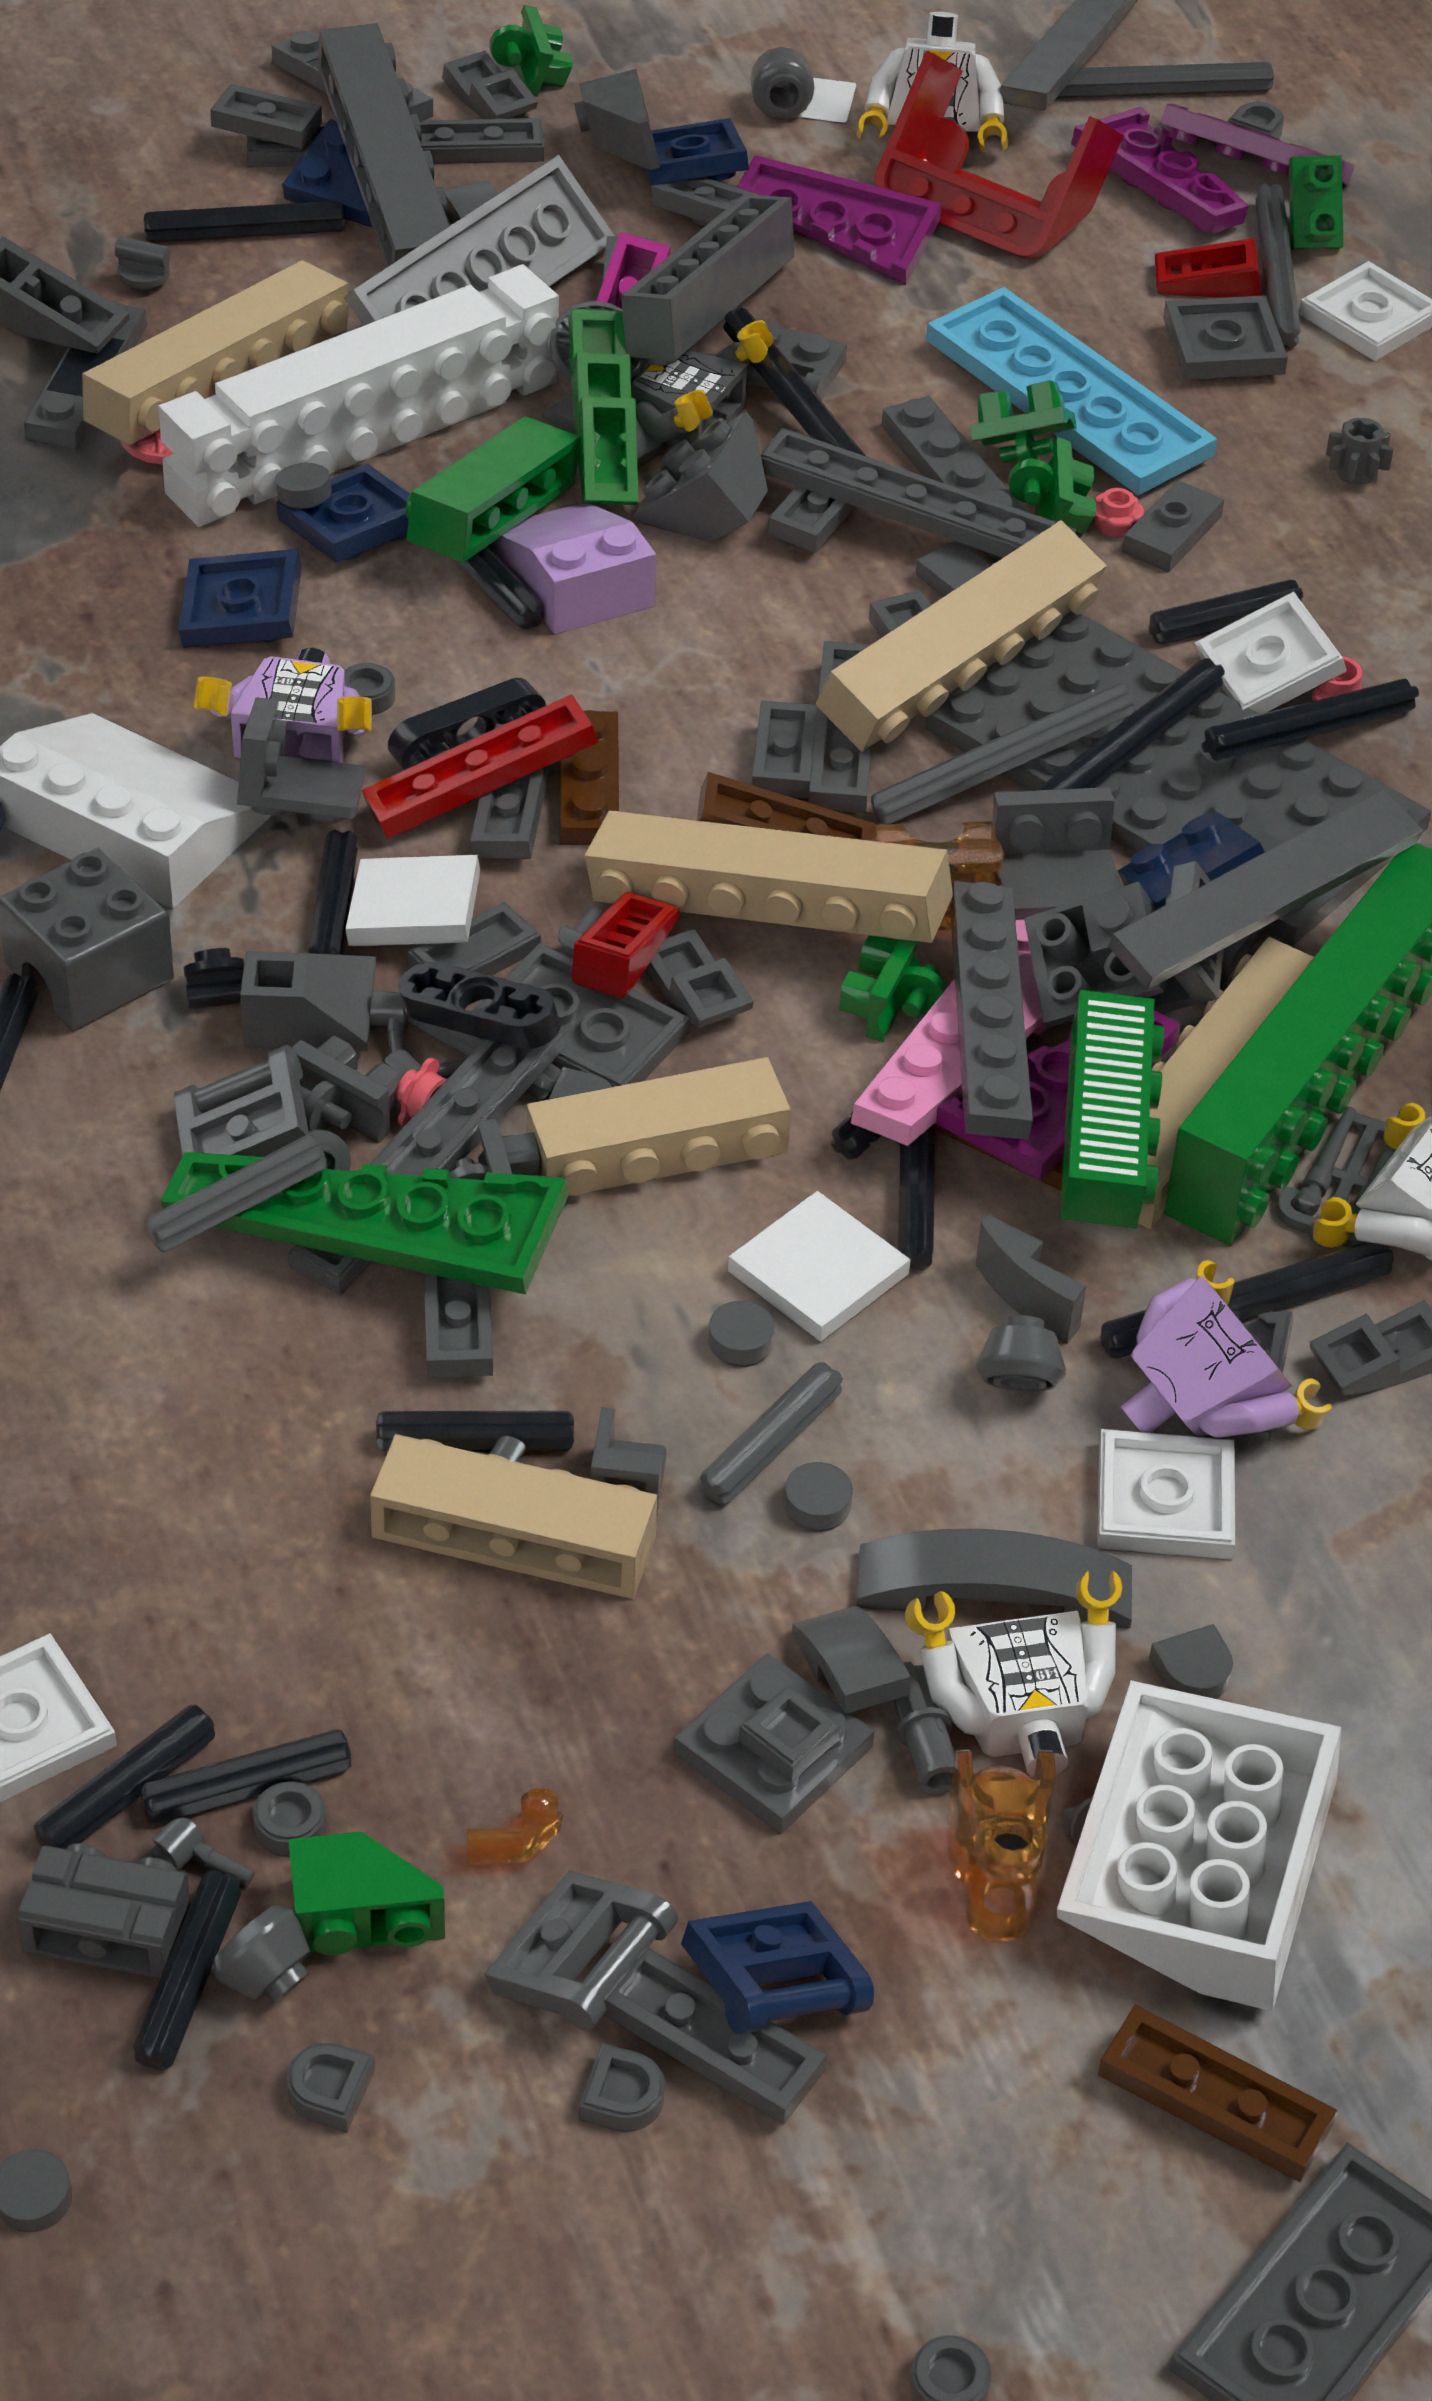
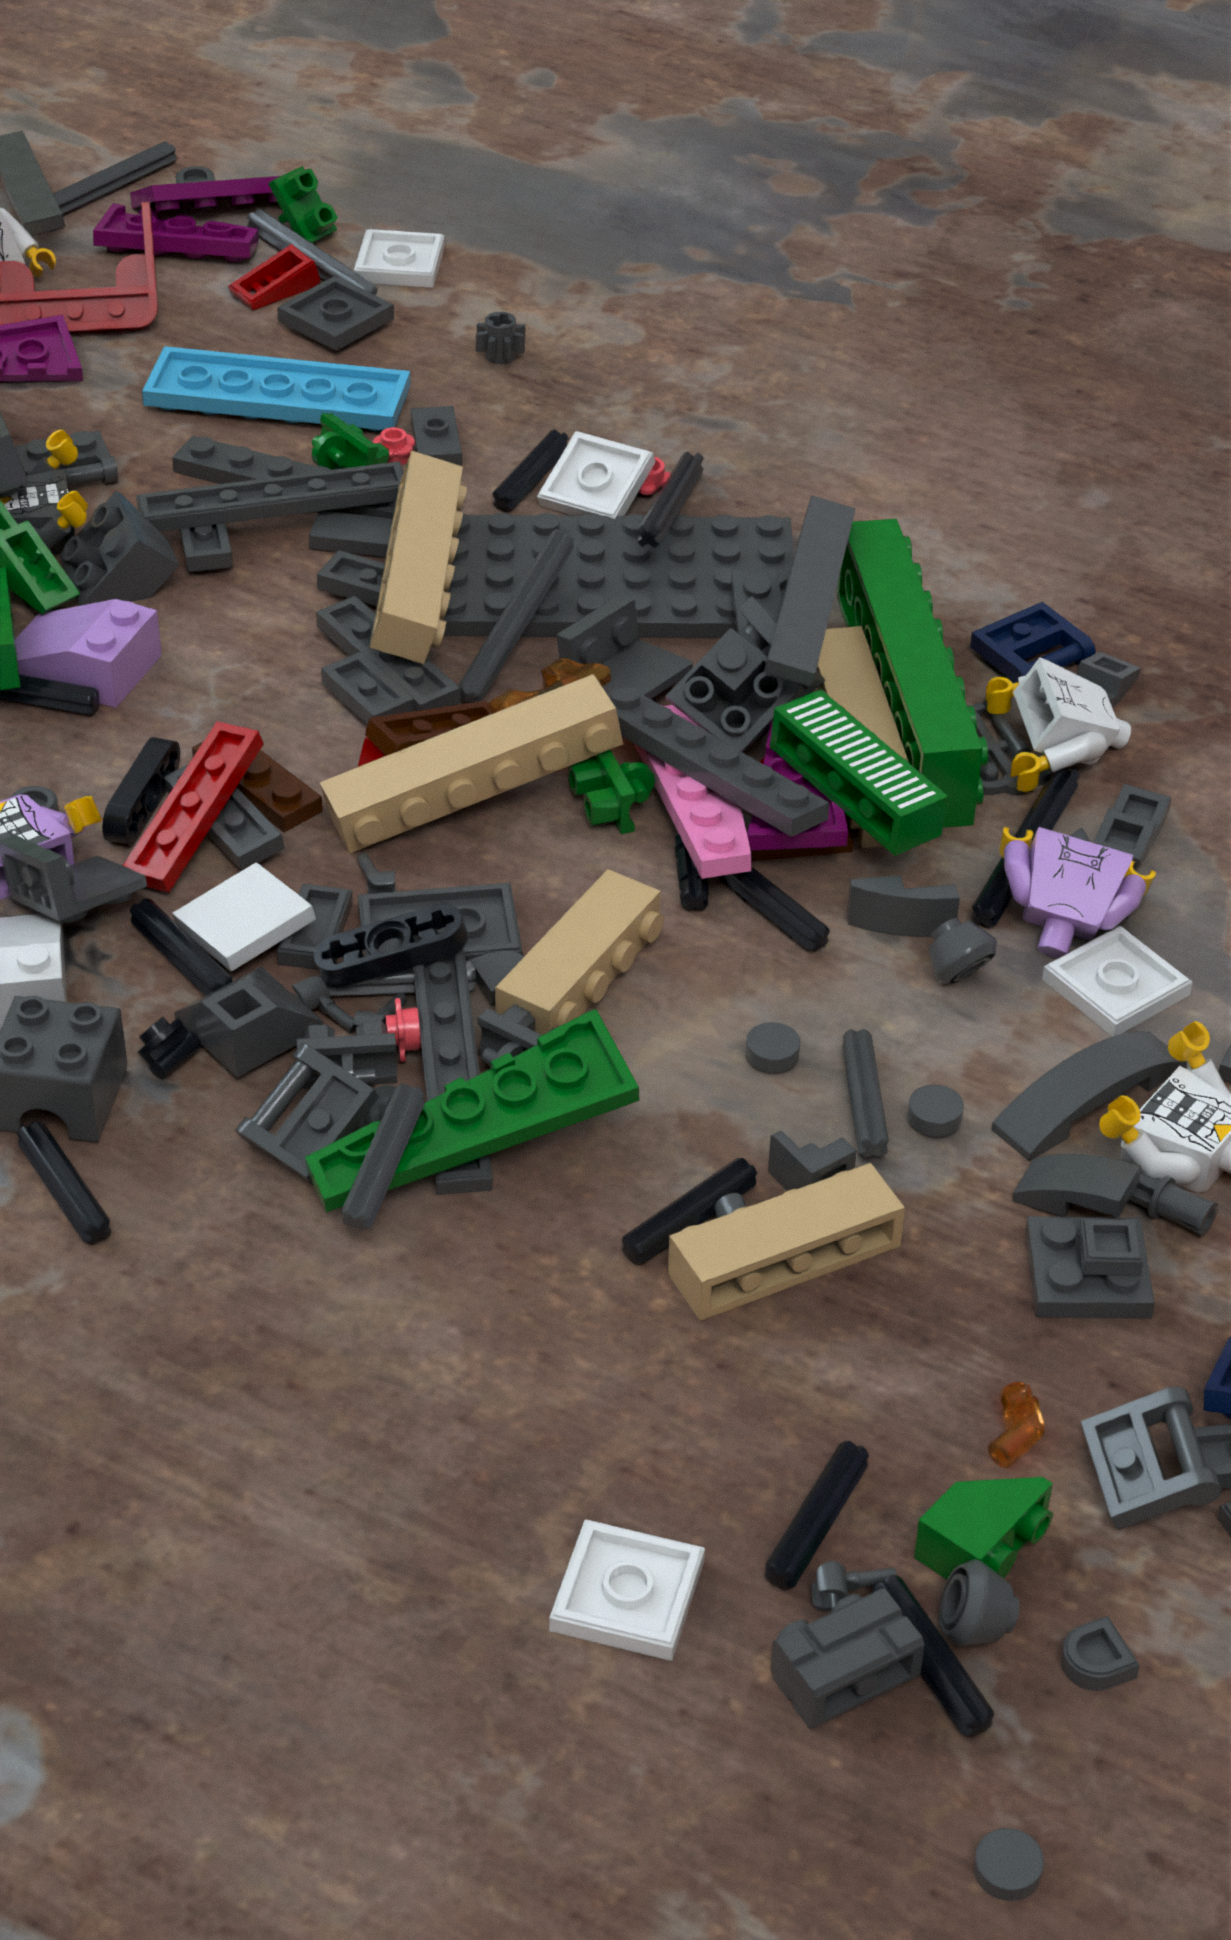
camera: 40 degrees left, 5 degrees down
(122, 1780) = (746, 1575): black axle -> none
(288, 1813) = (873, 1520): dark grey tile -> none
(457, 1328) = (602, 1154): dark grey plate -> none
(618, 951) = (422, 861): red slope -> none
(696, 982) = (482, 863): dark grey slope -> none
(793, 389) = (98, 469): black axle -> none
(818, 1265) = (768, 980): white tile -> none
(1000, 426) = (297, 405): green hips -> none
(1140, 728) = (582, 557): black axle -> none
(1207, 839) = (712, 609): dark blue plate -> none

